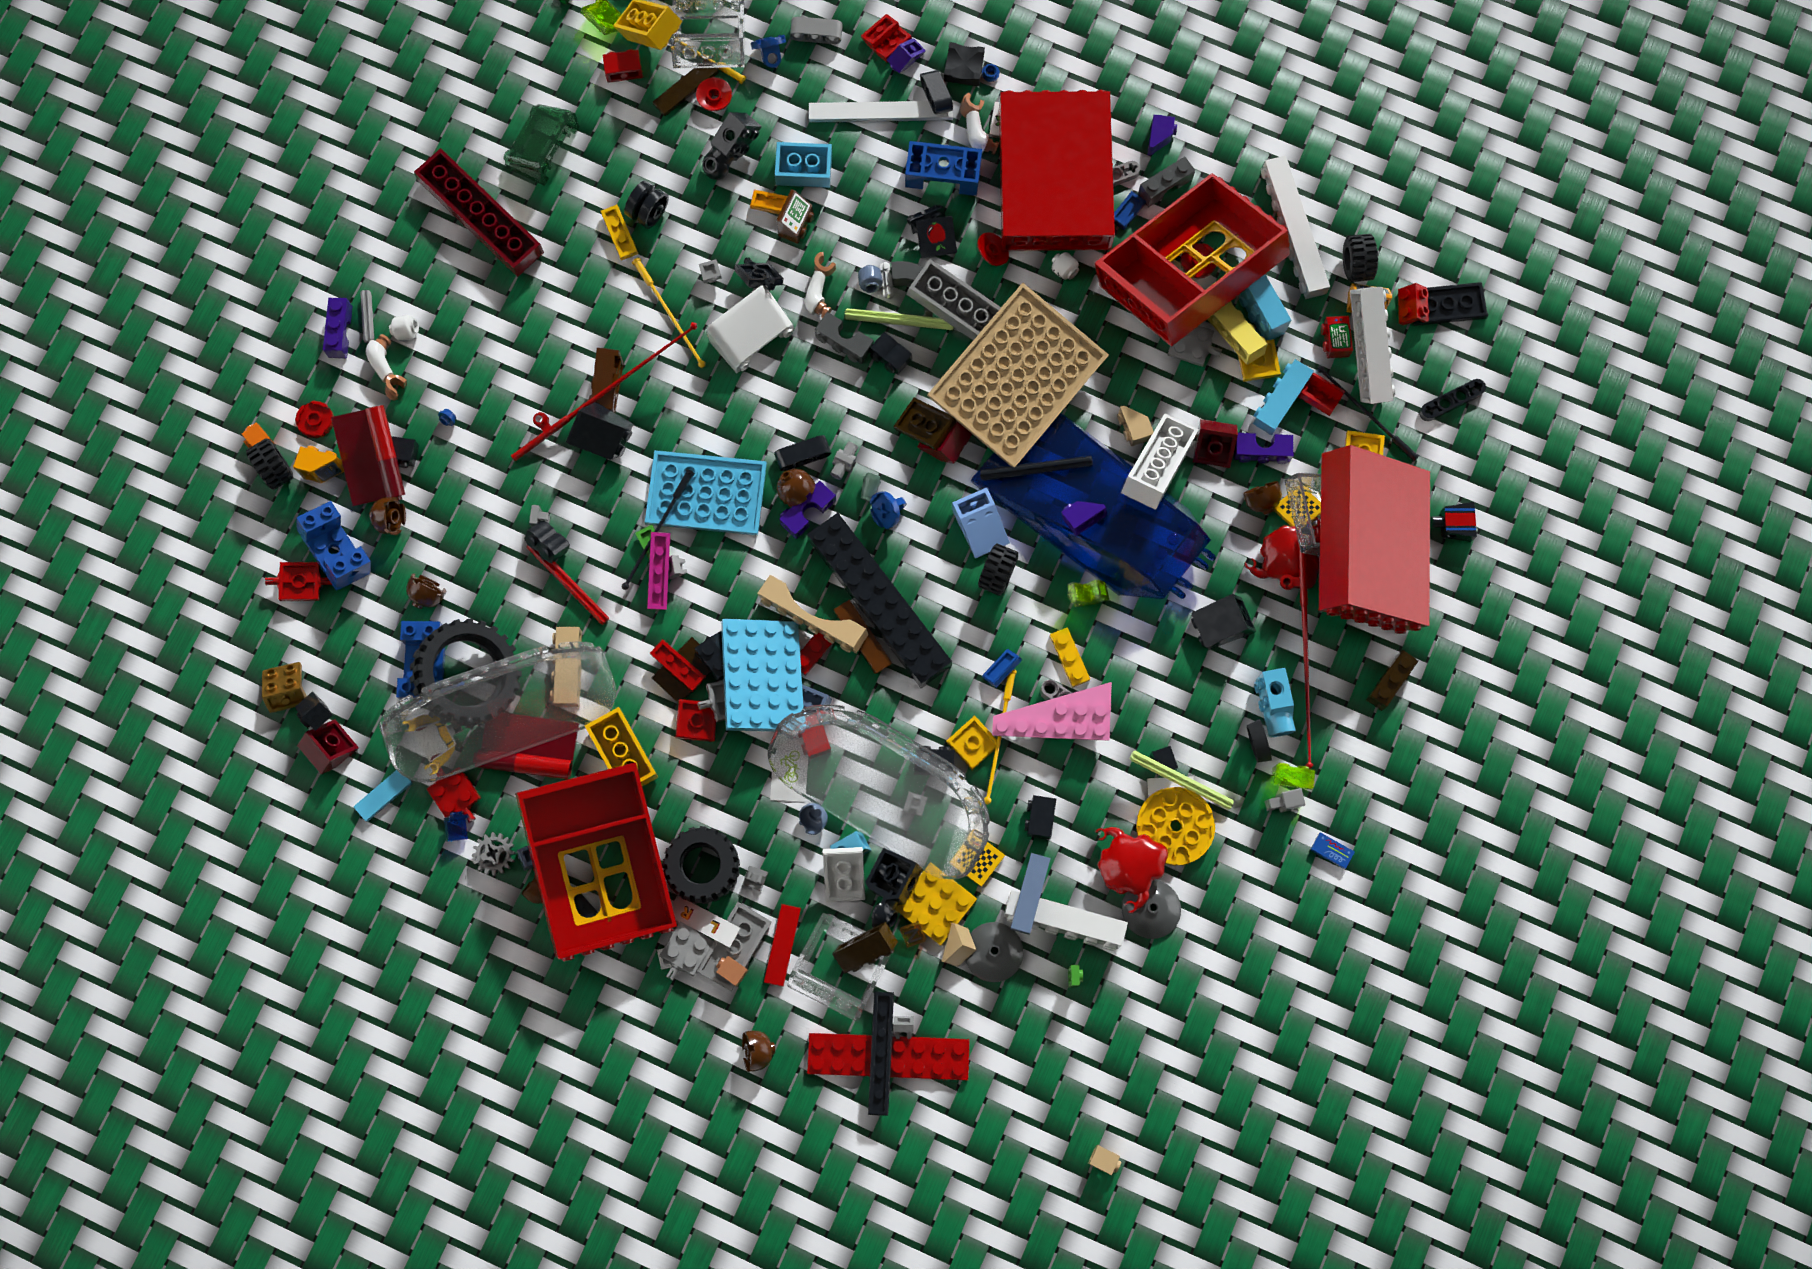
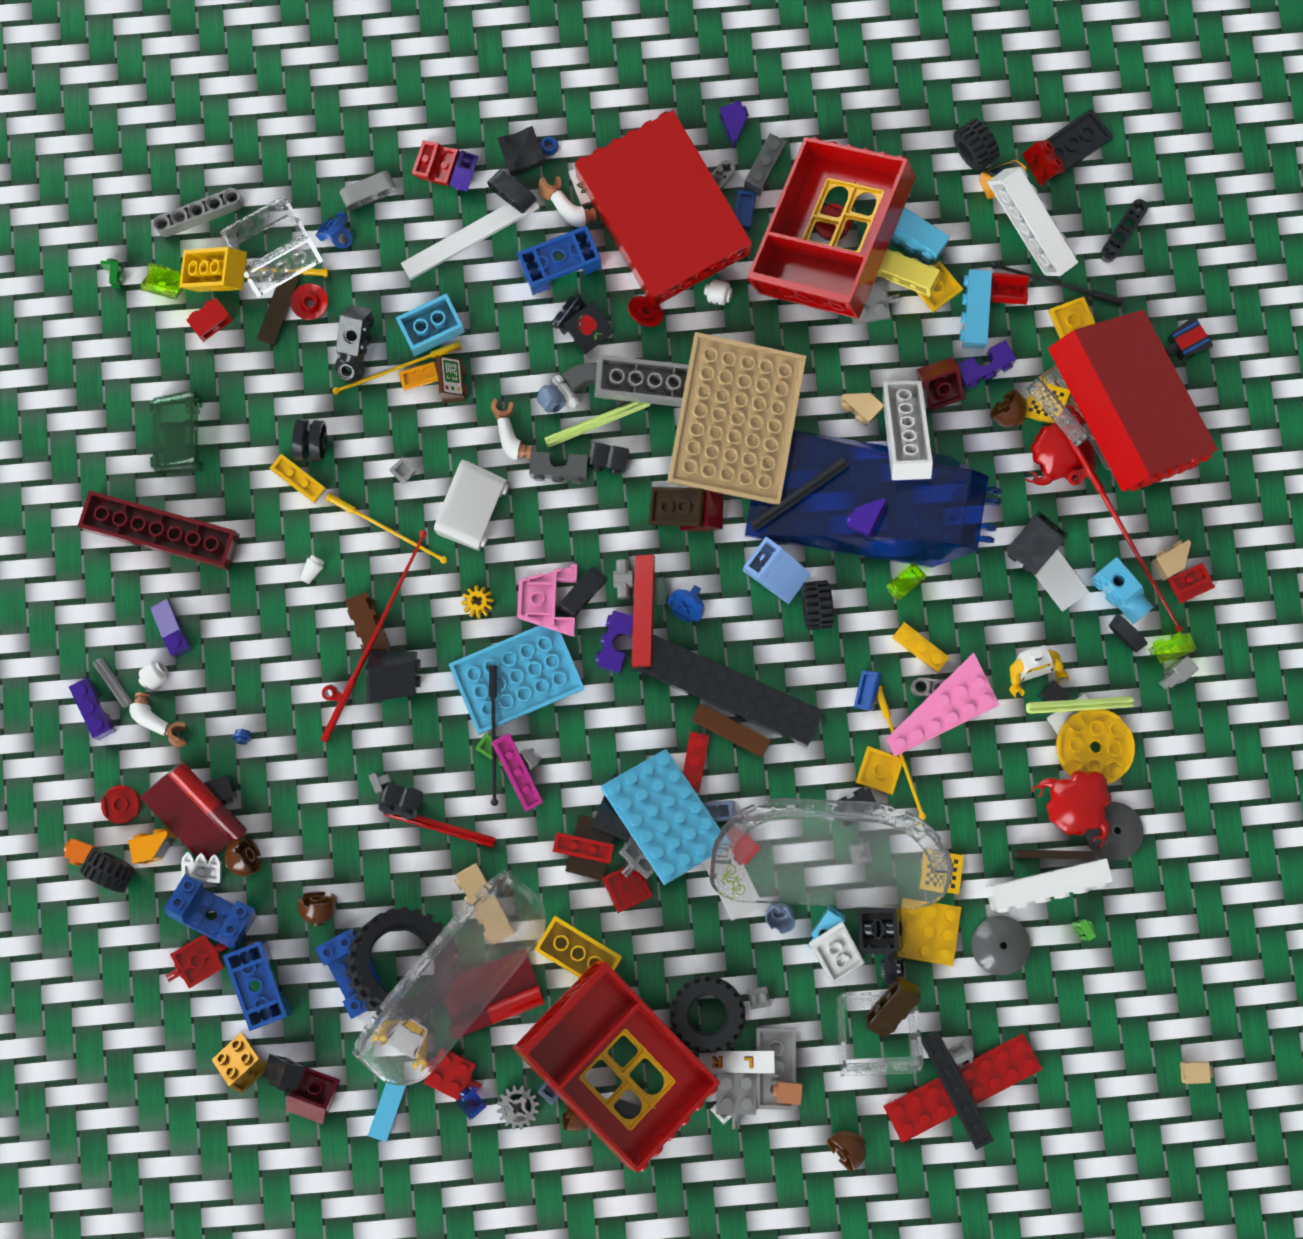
camera: 25 degrees left, 5 degrees up
(332, 647) = (266, 1004): none -> blue plate
(348, 508) = (201, 868): none -> white plate
(441, 299) = (171, 629): none -> slope
(586, 312) = (311, 569): none -> white cone
(716, 414) = (475, 608): none -> yellow gear
(758, 274) = (450, 450): black plate -> none
(762, 438) = (538, 600): none -> bright pink wing
(782, 945) = (816, 1043): red tile -> none
(794, 487) = (595, 629): reddish brown cylinder -> none
(804, 193) = (438, 352): none -> yellow piece
(844, 494) = (643, 611): none -> red tile
(844, 632) = (718, 736): tan arch -> none
(913, 934) = (924, 970): clear orange tile -> none
(958, 945) = (969, 957): tan slope -> none
(1030, 894) = (1010, 881): sand blue slope -> none
(1041, 817) = (976, 805): black brick -> none
(1084, 898) = (1051, 854): none -> dark brown tile
(1161, 723) = (1035, 664): none -> torso
(1227, 668) = (1061, 581): none -> white sticker
(1291, 214) = (898, 141): white brick -> none
(1332, 850) = (1239, 693): blue tile -> none
(1335, 703) = (1173, 561): none -> tan slope
(1337, 337) = (993, 228): brick -> none
(1342, 731) = (1191, 583): none -> red plate
(1392, 680) = (1209, 514): dark brown brick -> none

